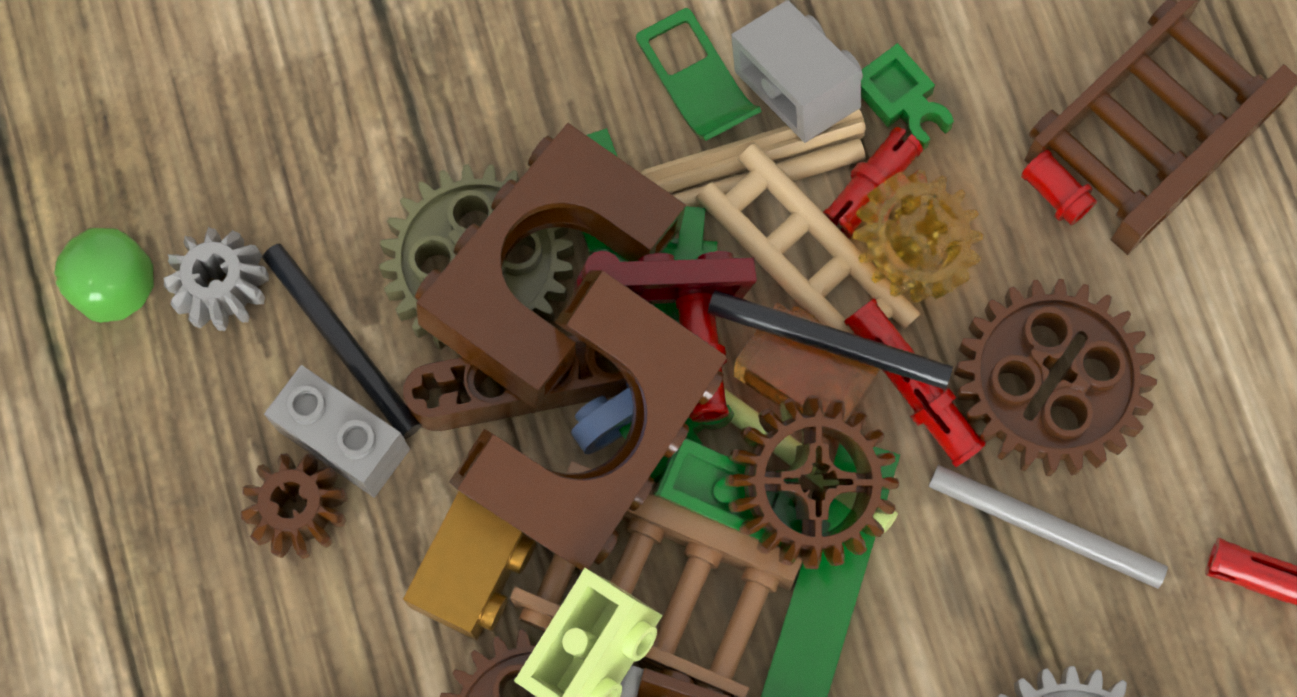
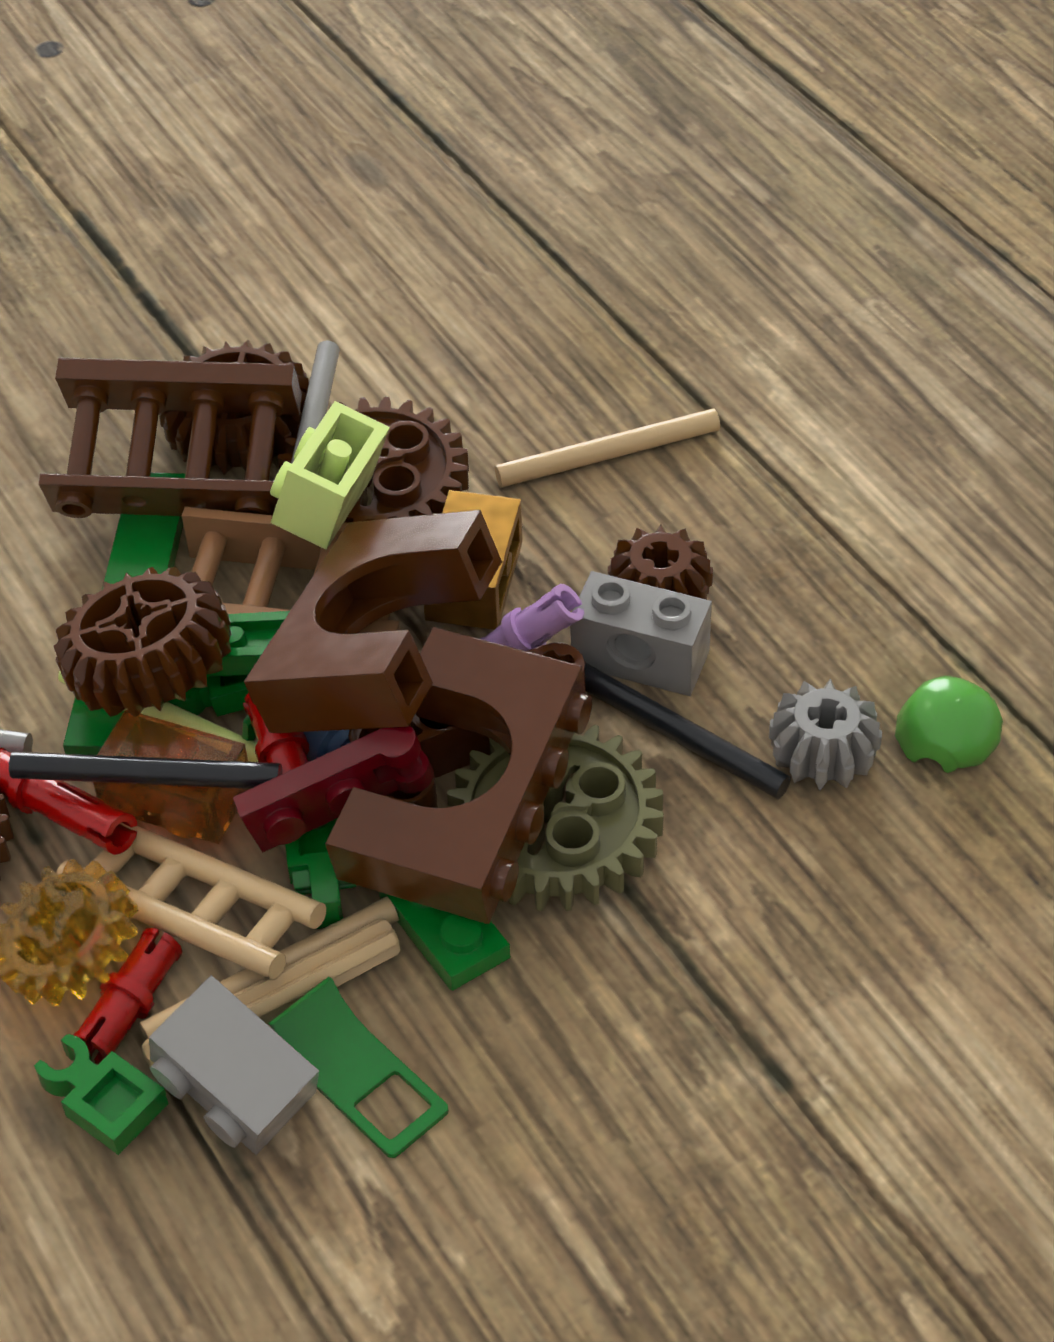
camera: 165 degrees right, 25 degrees down
(441, 438) = (539, 621): none -> lavender pin

